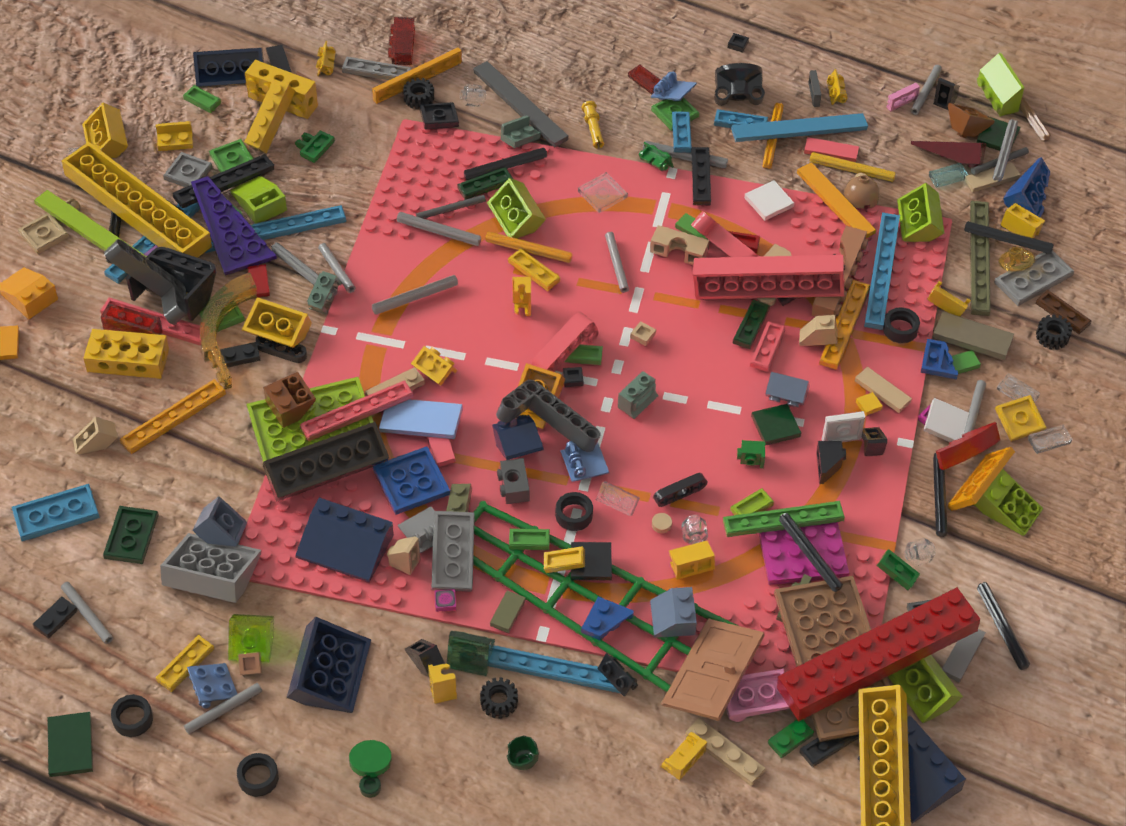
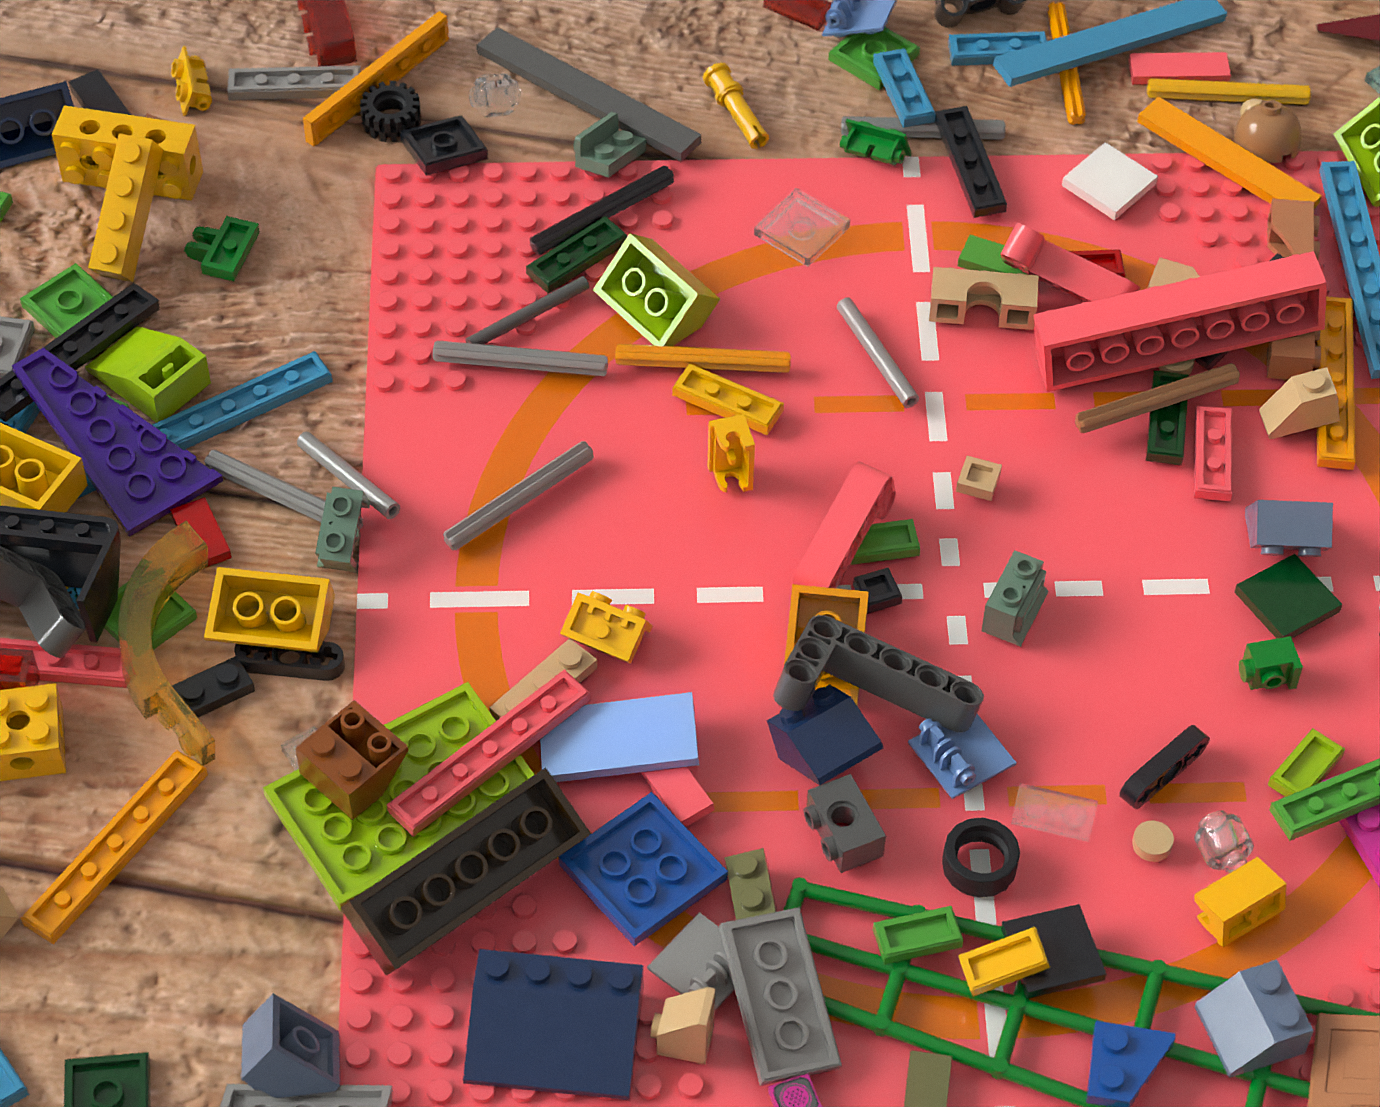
camera: 15 degrees left, 0 degrees up
(747, 313) = (1157, 398): none -> medium nougat axle

